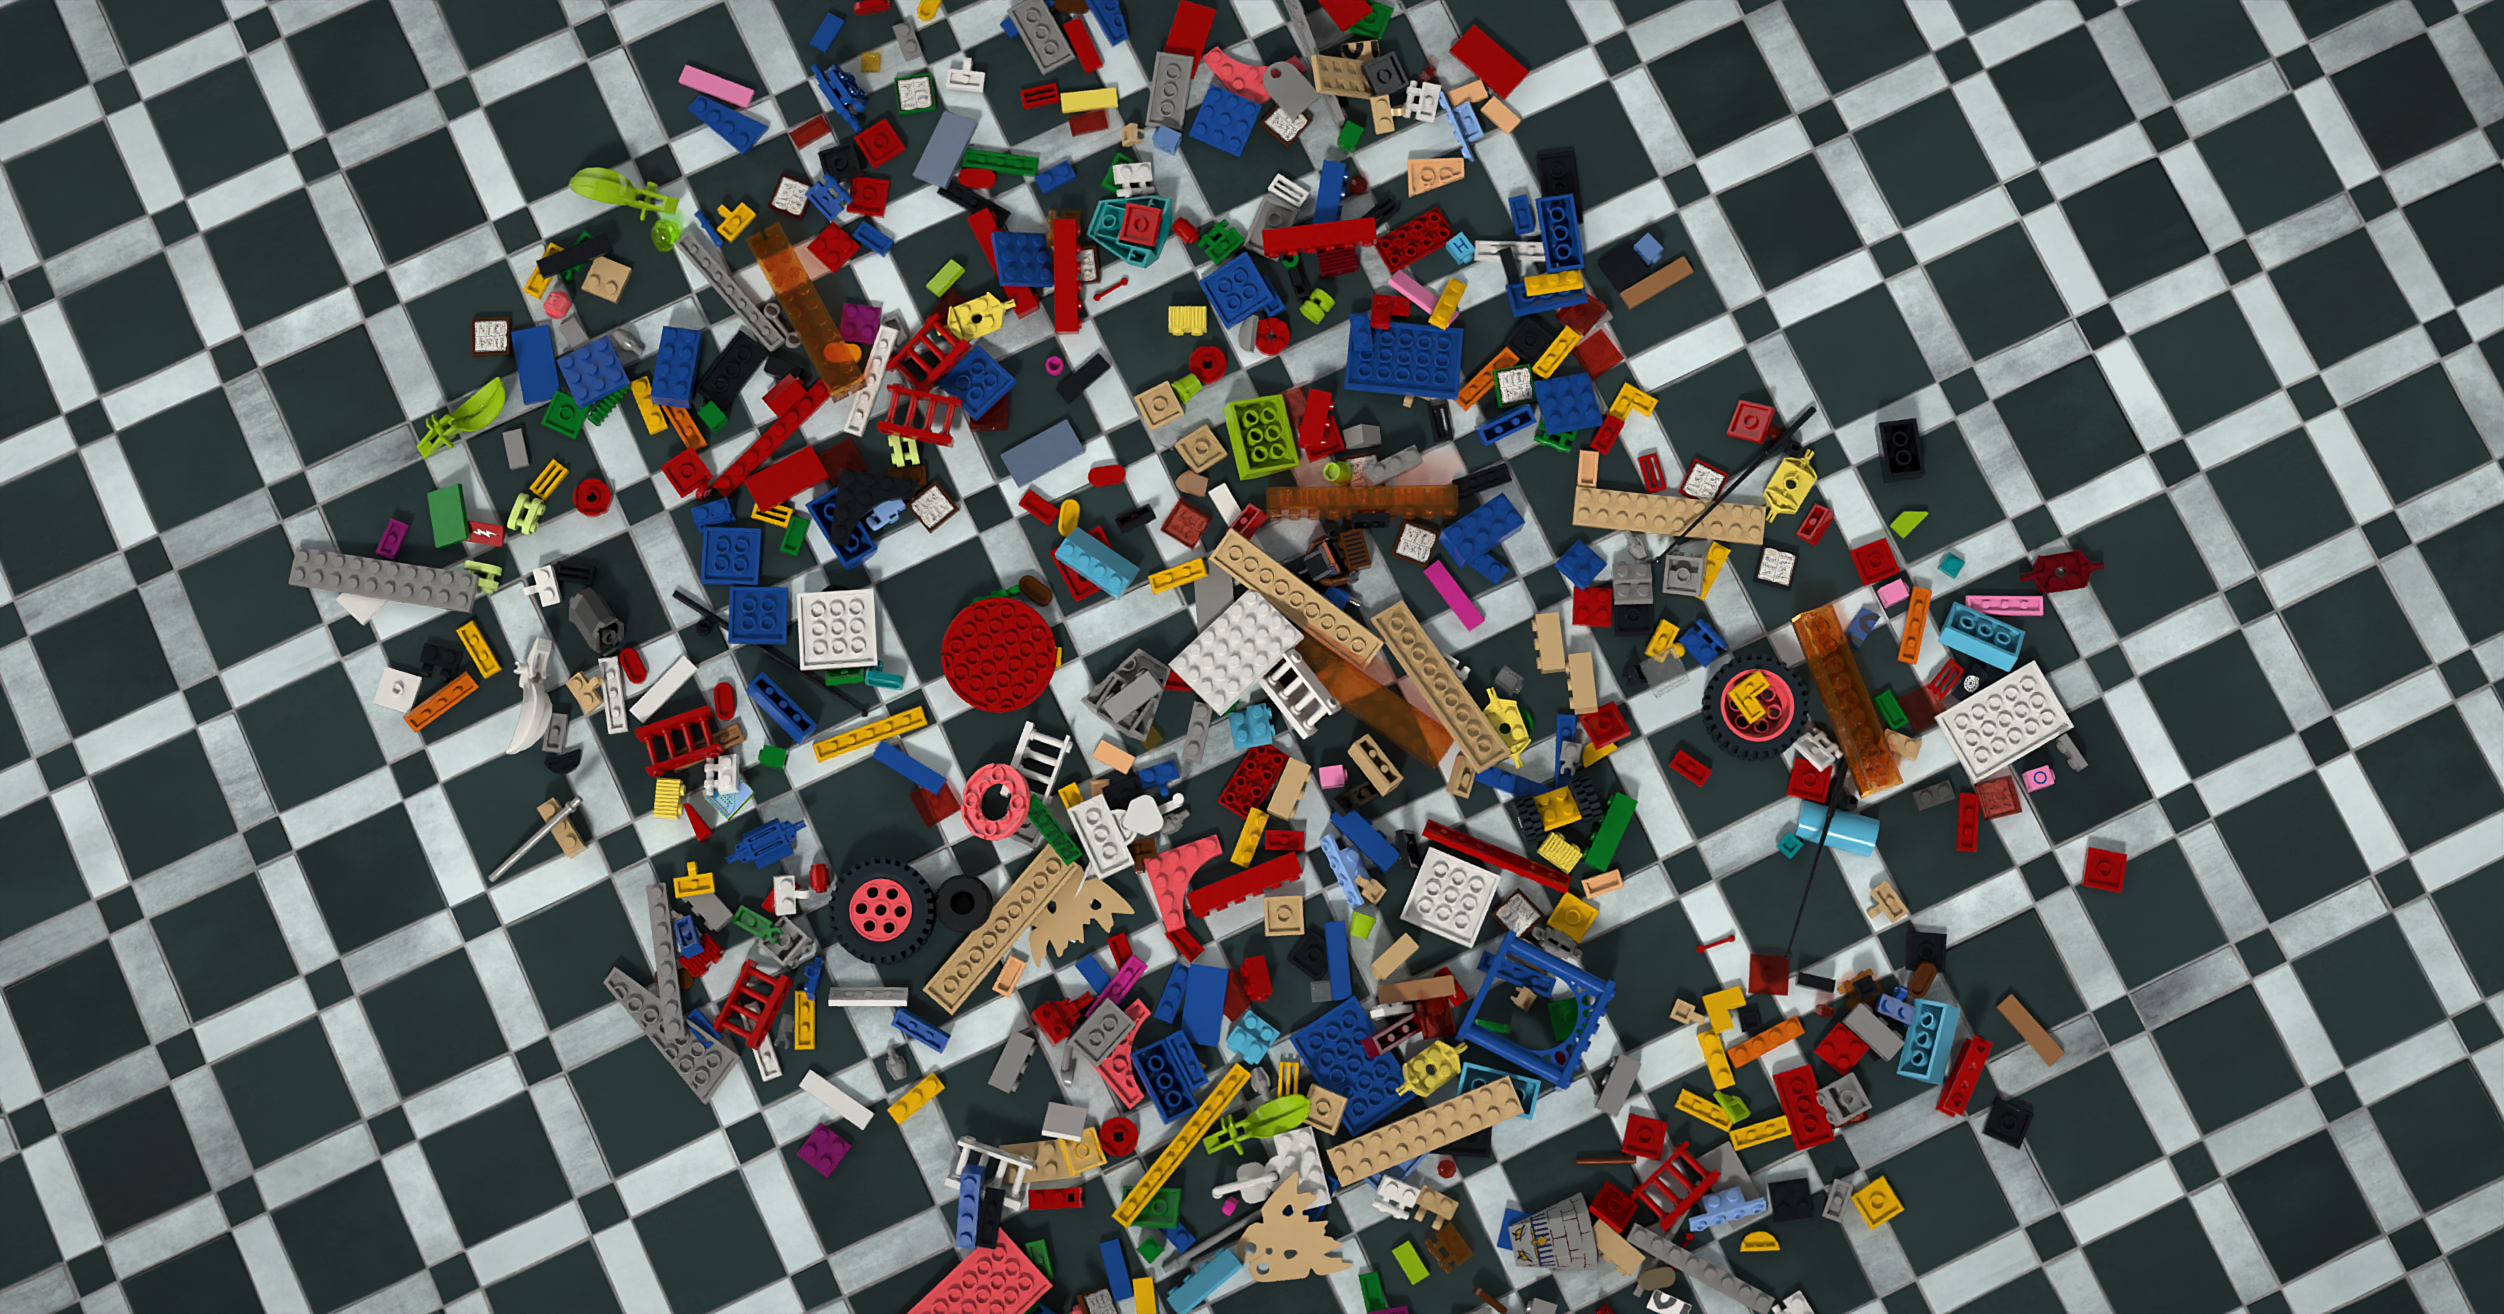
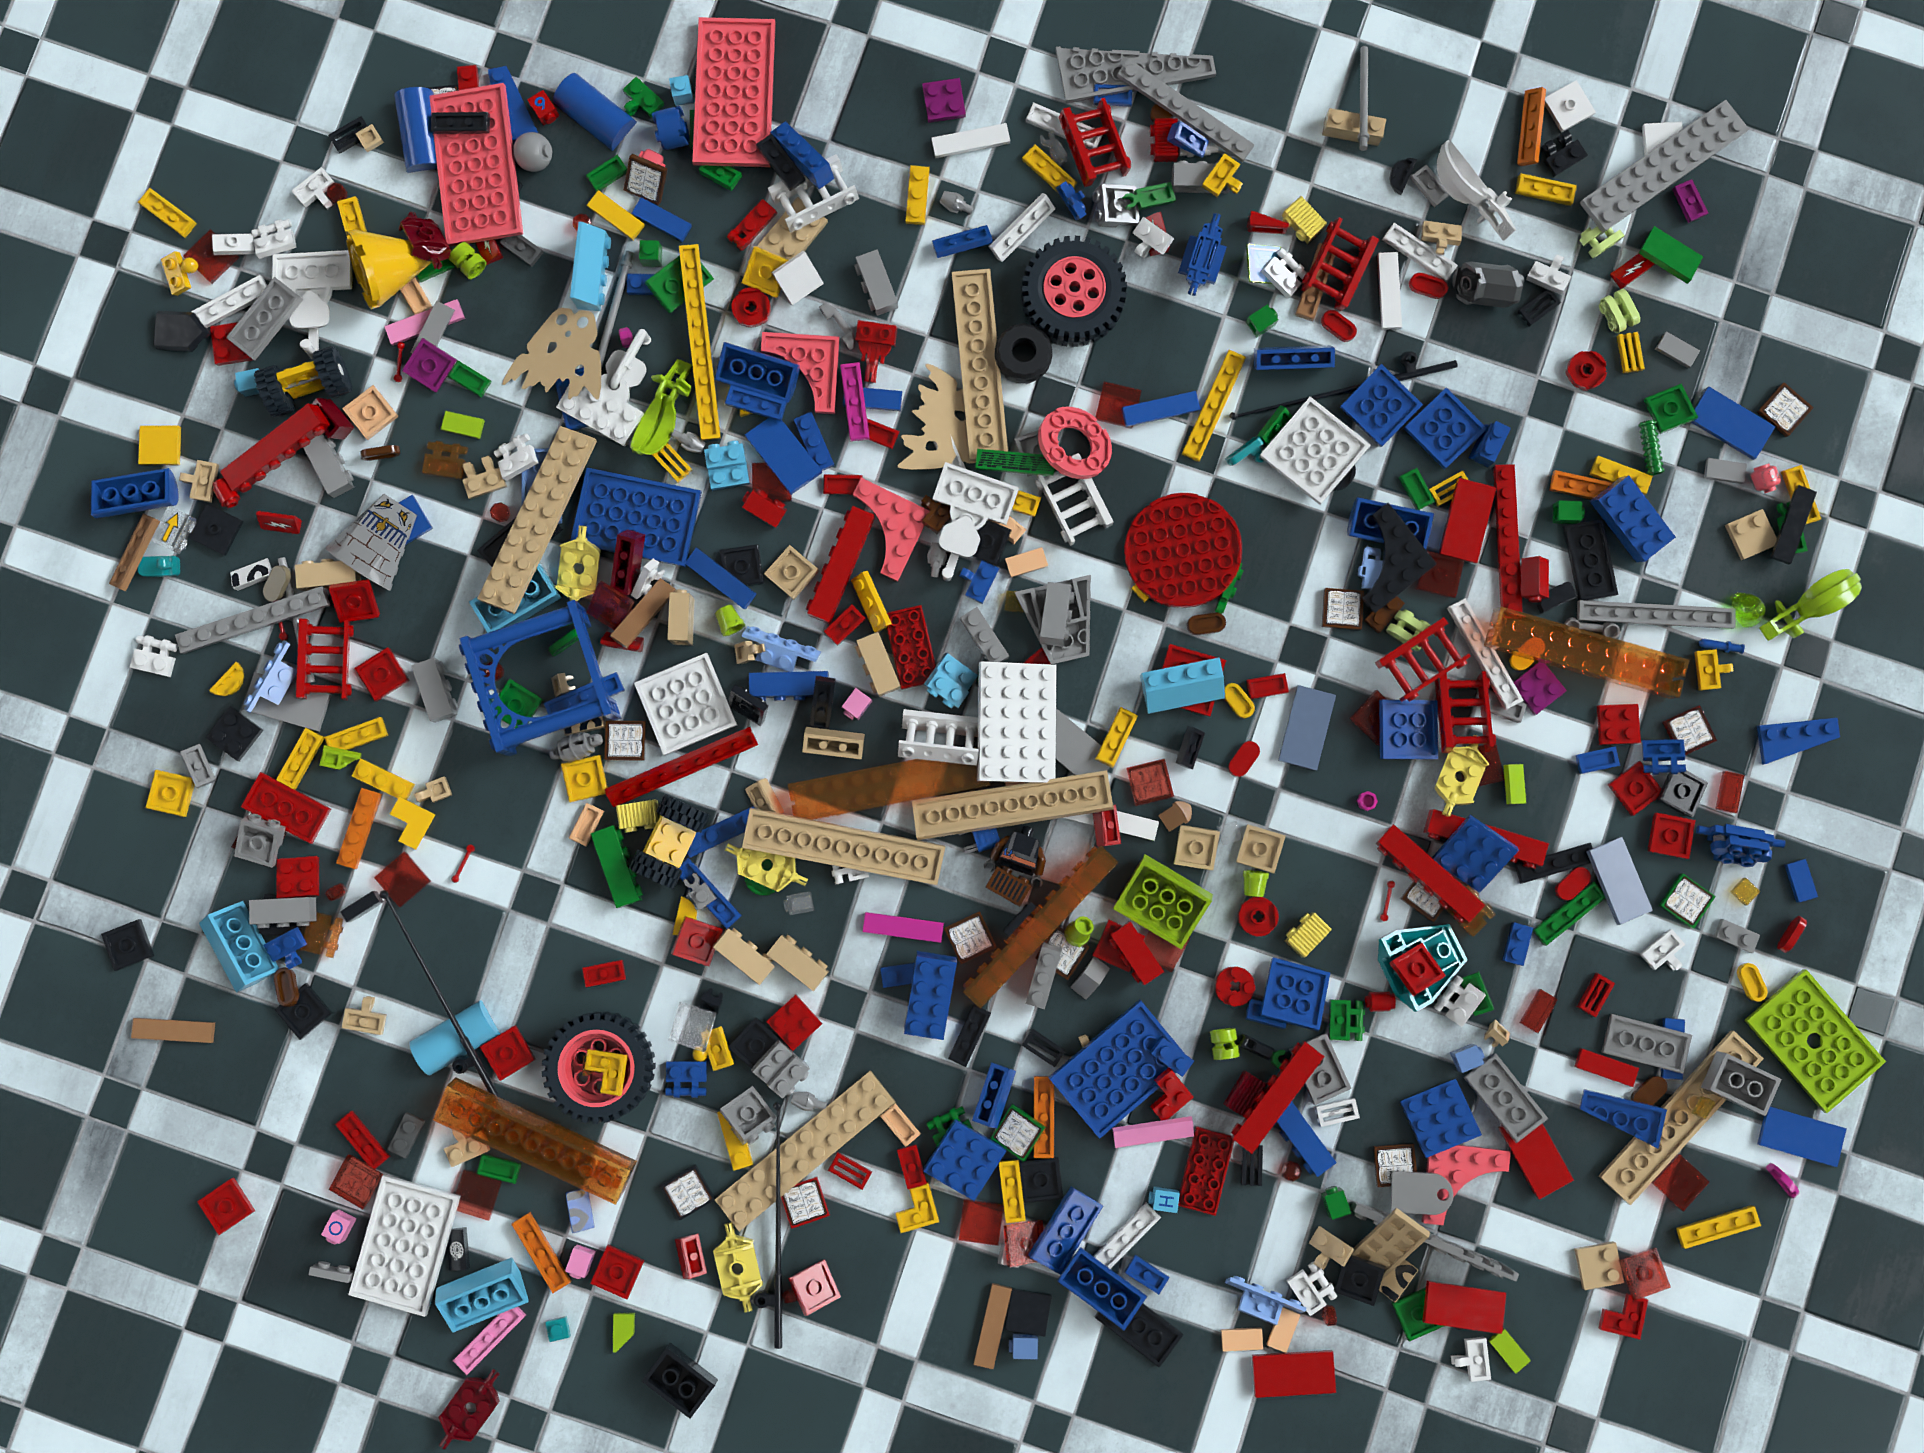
camera: 130 degrees right, 5 degrees up
(471, 416) = (1734, 339): lime piece -> none
(593, 371) = (1686, 455): blue plate -> none
(627, 341) = (1687, 504): light grey piece -> none
(686, 471) = (1542, 453): red plate -> none
(704, 491) = (1514, 454): red tile -> none
(716, 86) = (1834, 756): bright pink tile -> none
(819, 878) = (1141, 272): red brick -> none
(1009, 976) = (940, 339): light nougat tile -> none
(1083, 378) = (1336, 813): black tile -> none
(1089, 100) = (1556, 1029): light yellow tile -> none
(1101, 1032) = (833, 360): light grey plate -> none
(1248, 333) = (1252, 969): light grey tile -> none
(1320, 991) = (711, 546): clear tile -> none
(1326, 1109) = (625, 466): tan plate -> none
(1433, 173) = (1245, 1238): light nougat wing -> none
(1447, 303) = (1130, 1145): yellow plate -> none
(1509, 265) = (1115, 1223): black piece -> none
(1553, 282) = (1068, 1244): yellow plate -> none
(1580, 564) = (833, 1045): blue plate -> none
(1606, 1160) = (393, 631): copper bar -> none
(1749, 1021) = (384, 832): black tile -> none
(1789, 845) = (477, 989): teal plate -> none
(1815, 752) = (525, 1078): white plate -> none
(1865, 987) = (319, 937): black plate -> none
(1936, 690) = (487, 1236): red tile -> none
(1963, 1076) = (185, 943): red fence -> none

